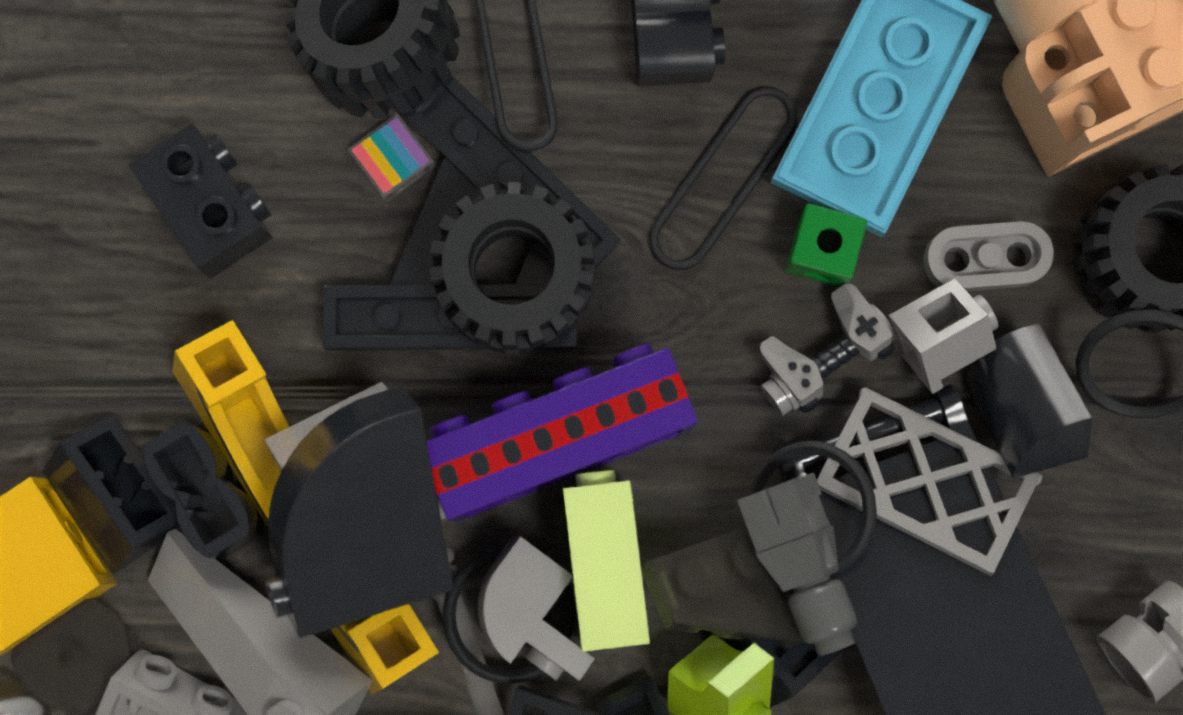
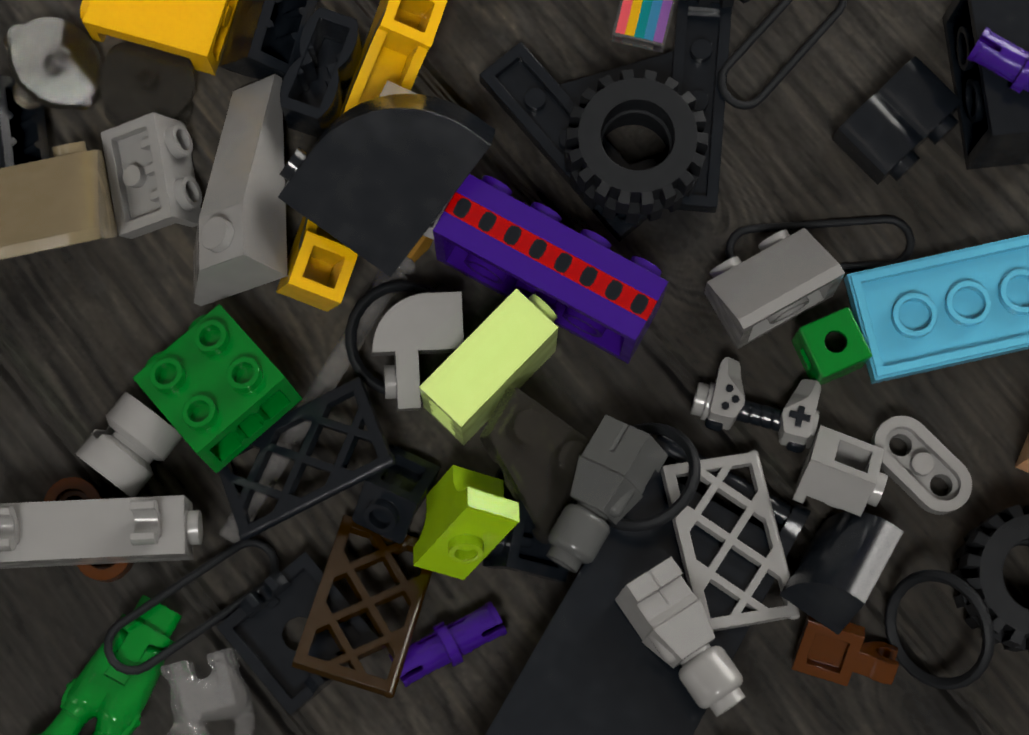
camera: 50 degrees right, 5 degrees down
(733, 251) = (772, 285): none -> light grey slope
(983, 596) = (680, 633): none -> light grey piece
(1091, 478) = (837, 656): none -> reddish brown plate

